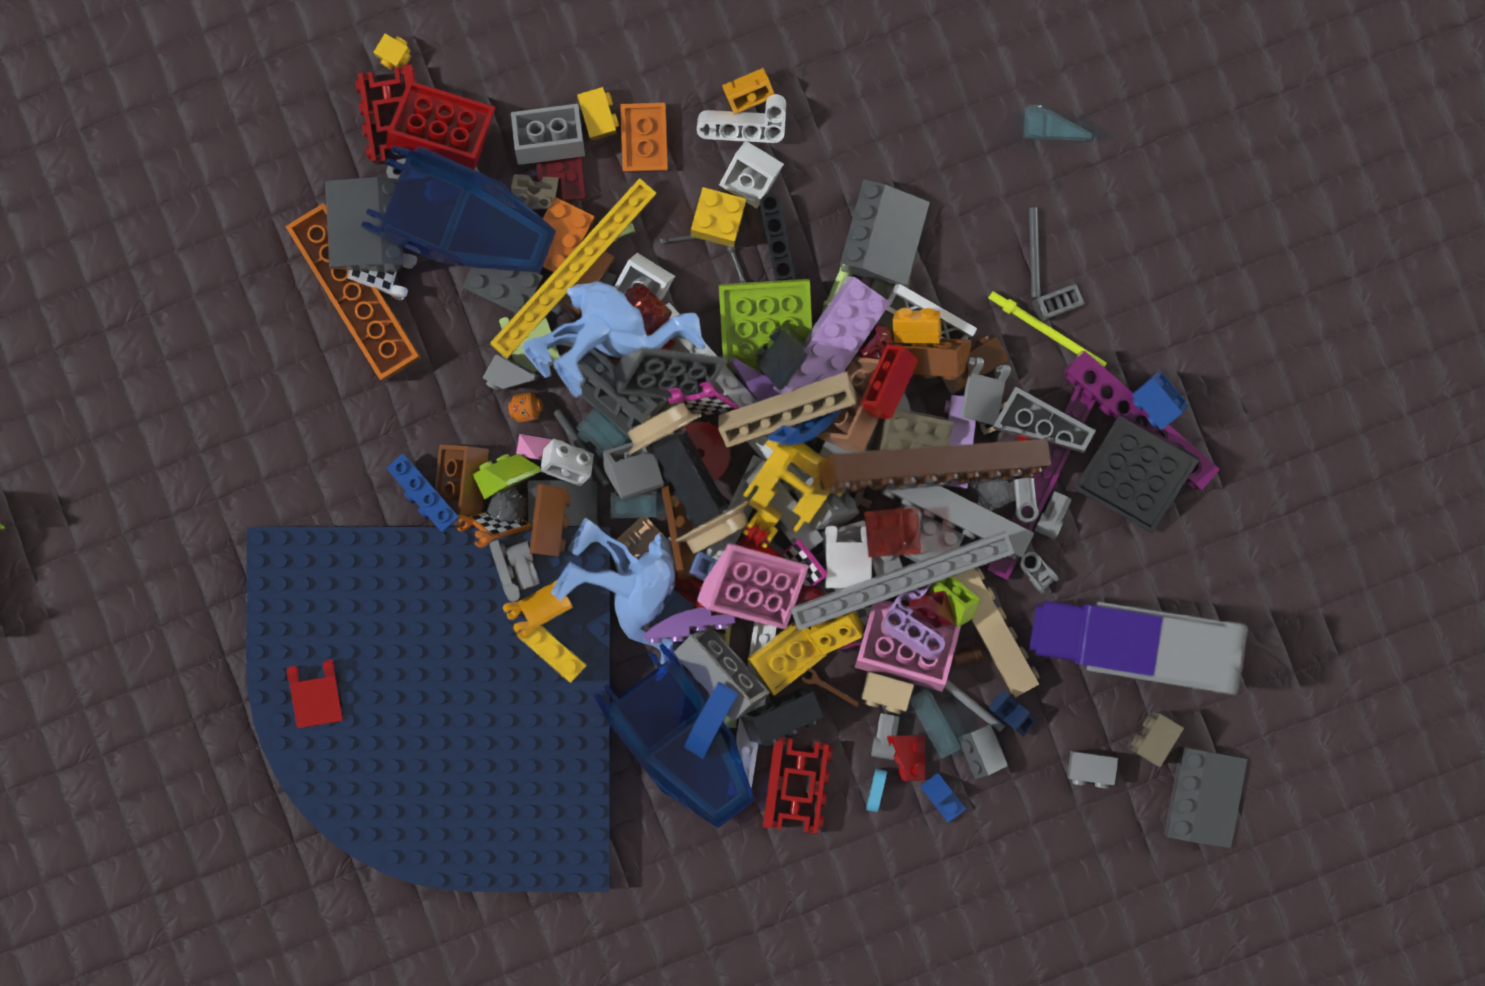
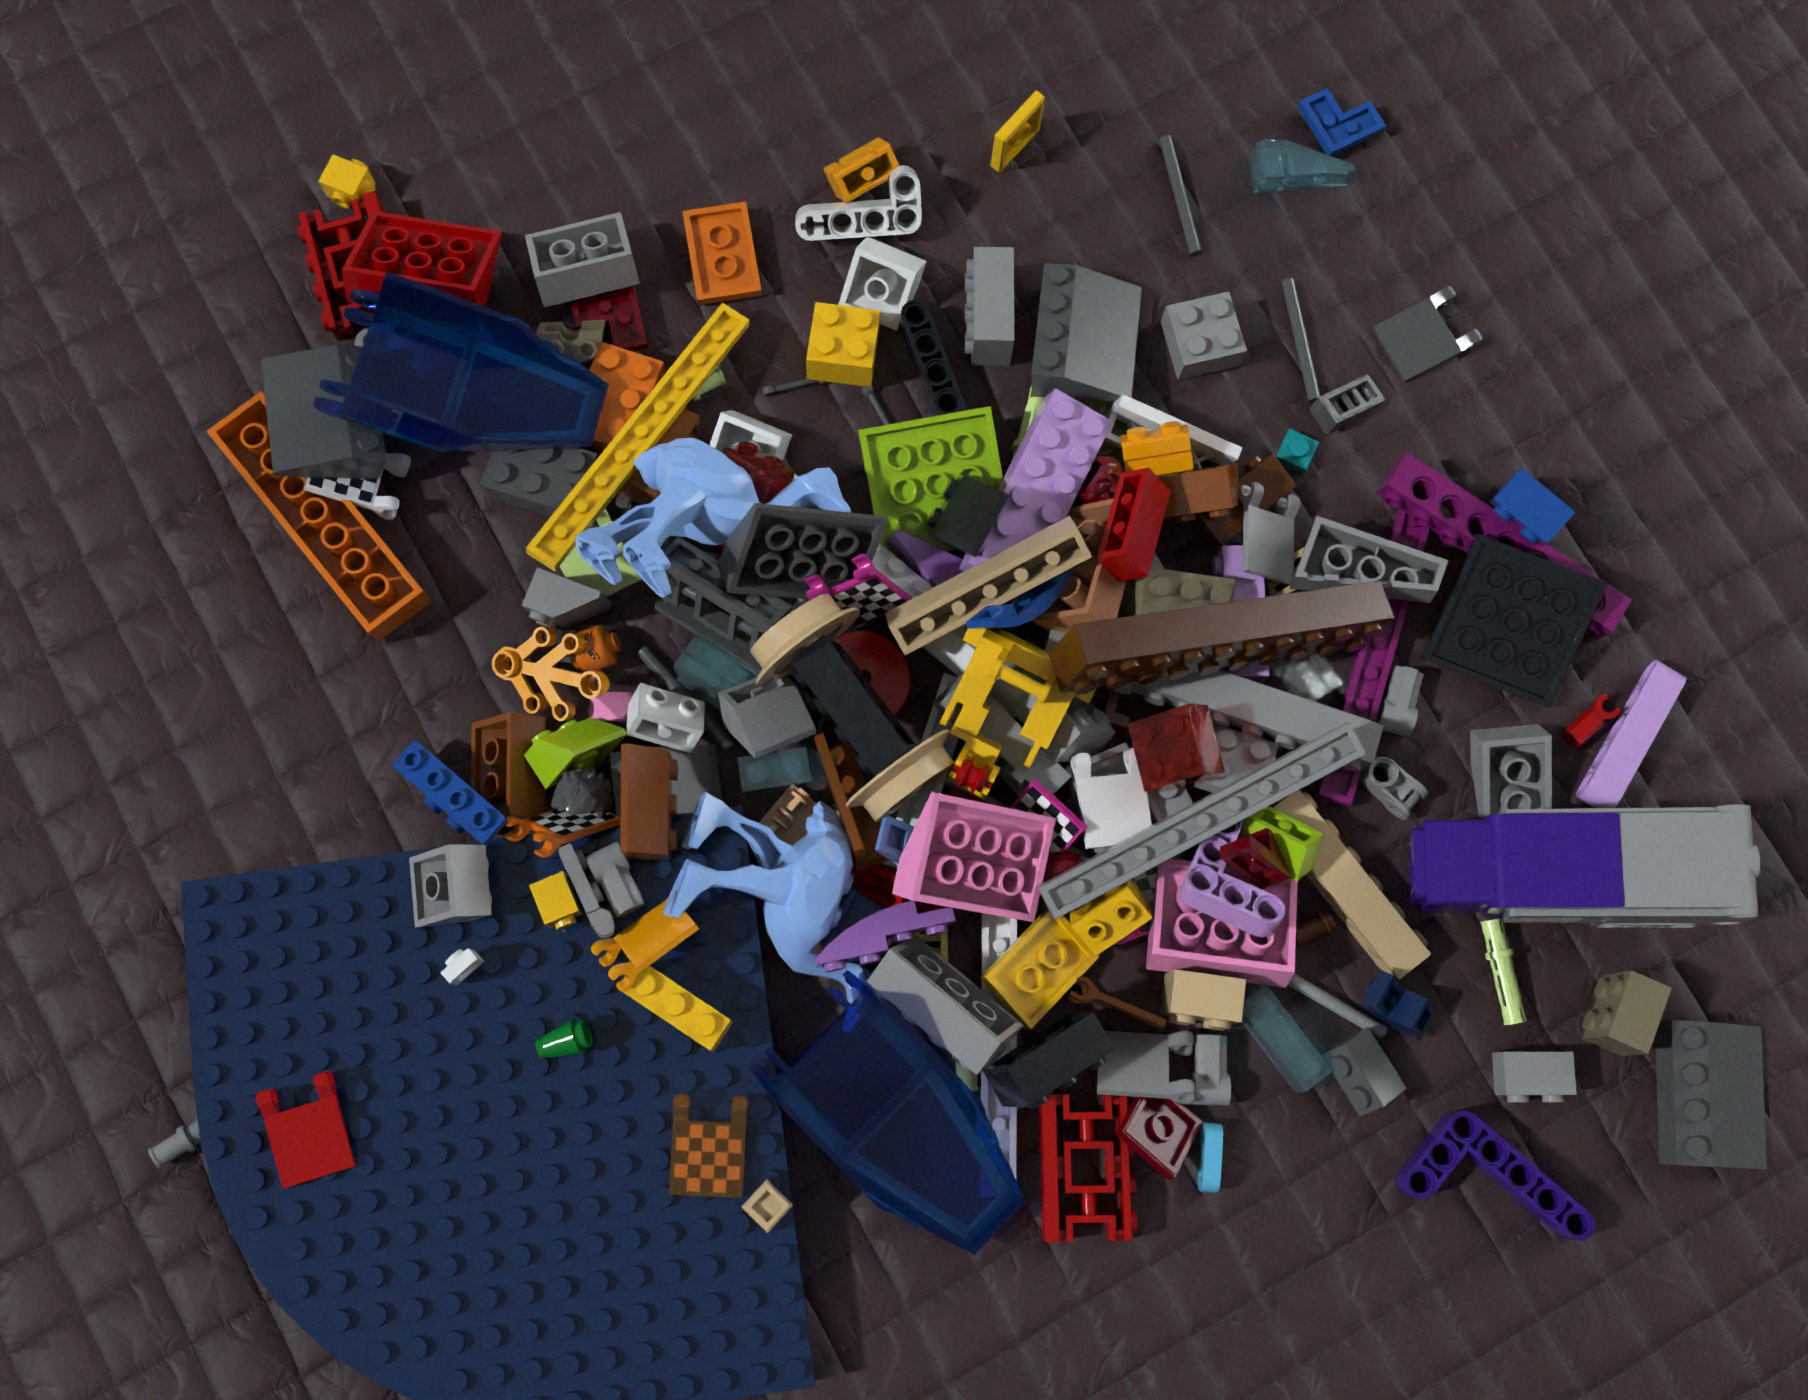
camera: 15 degrees left, 10 degrees down
(234, 688) = (183, 1140): none -> light grey pin
(418, 555) = (450, 885): none -> light grey slope
(420, 606) = (461, 965): none -> white plate
(480, 662) = (565, 1040): none -> green cone
(484, 574) = (556, 901): none -> yellow brick
(493, 421) = (546, 673): none -> light orange plant
(560, 744) = (708, 1154): none -> clear orange flag
(593, 780) = (767, 1205): none -> tan tile
(597, 114) = (651, 228): yellow brick -> none
(710, 720) = (940, 1079): blue slope -> none
(821, 204) = (990, 306): none -> light grey brick
(841, 727) = (1142, 1066): none -> light grey flag
(846, 768) = (1160, 1132): none -> dark red plate
(860, 77) = (1017, 131): none -> yellow plate
(909, 756) = (1253, 1096): red wing -> none
(943, 797) = (1313, 1154): blue slope -> none
(966, 243) = (1203, 335): none -> light grey brick
(969, 134) = (1180, 195): none -> dark grey bar
(1009, 306) = (1280, 417): neon yellow bar -> none
(1016, 332) = (1296, 451): none -> teal plate
(1025, 497) = (1359, 679): light grey piece -> none
(1057, 823) = (1497, 1168): none -> dark purple beam
(1086, 701) = (1503, 971): none -> yellowish green pin
(1090, 102) = (1336, 129): none -> blue plate
(1117, 261) = (1420, 338): none -> dark grey flag
(1117, 573) = (1511, 768): none -> light grey slope
(1176, 546) = (1588, 723): none -> red bar
(1202, 560) = (1631, 736): none -> lavender beam

